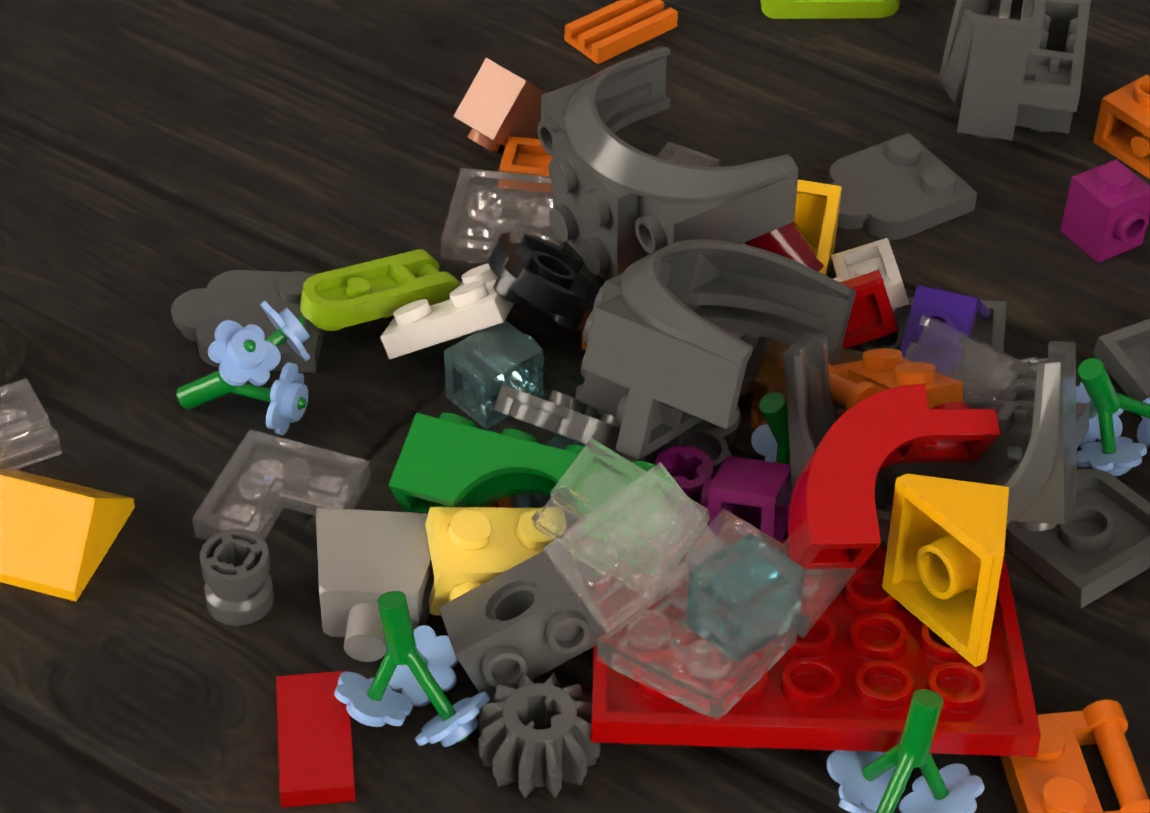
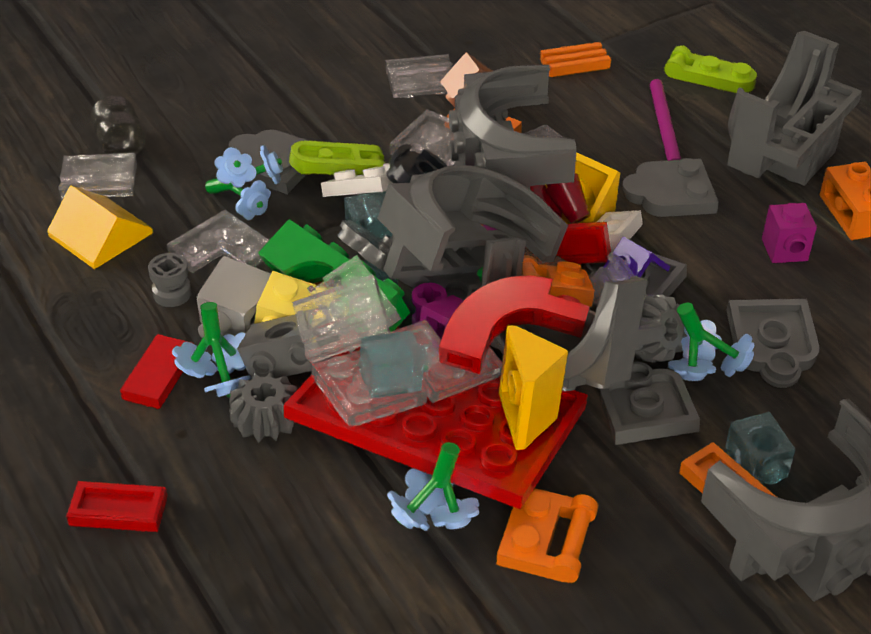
camera: 25 degrees right, 0 degrees up
(405, 115) = (418, 75): none -> clear plate
(815, 89) = (664, 120): none -> magenta bar

